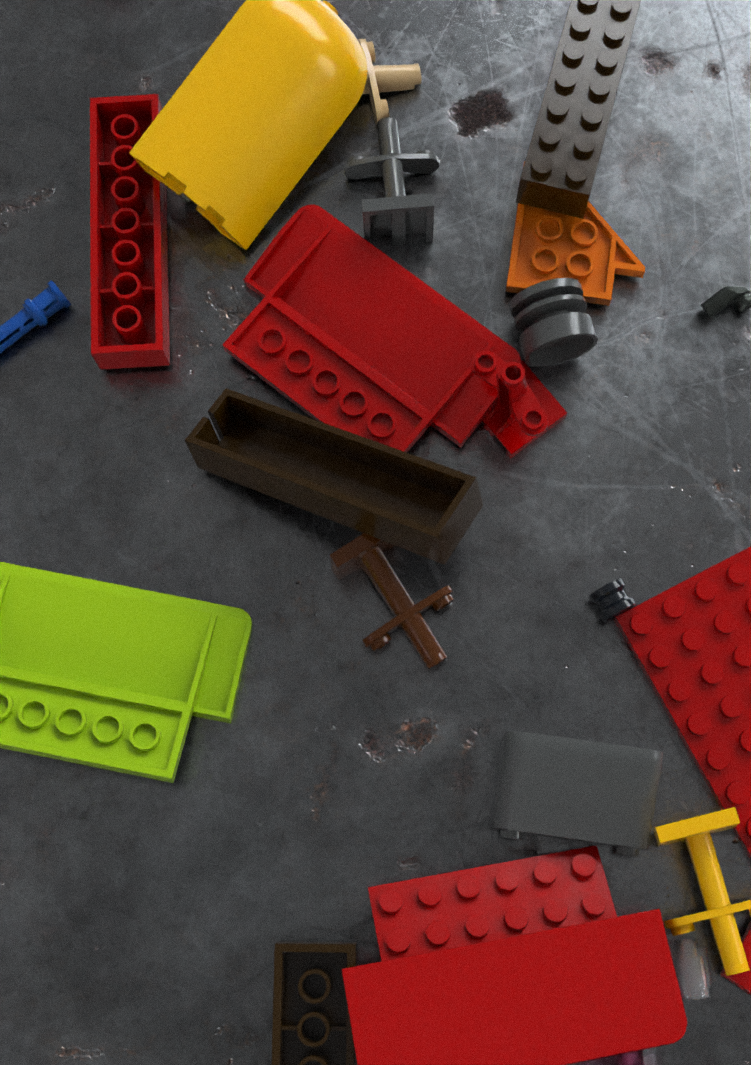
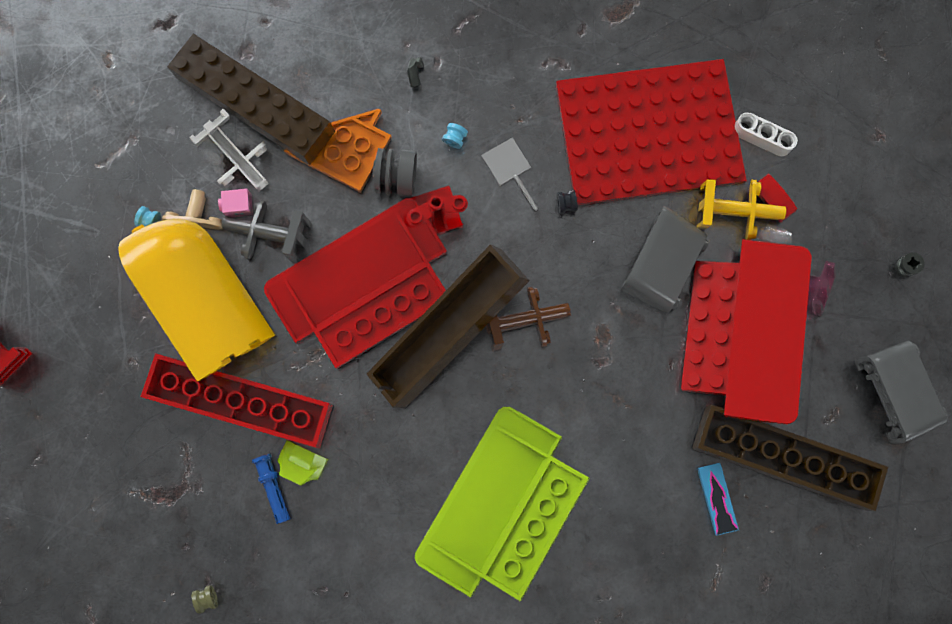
camera: 75 degrees left, 5 degrees up
(66, 351) = (300, 463): none -> lime slope
(209, 1012) = (717, 499): none -> tile
(355, 17) = (146, 217): none -> medium azure wheel
(420, 126) = (236, 203): none -> bright pink brick
(510, 55) = (241, 162): none -> white piece
(639, 489) = (506, 163): none -> light grey piece
(649, 393) = (454, 135): none -> medium azure wheel

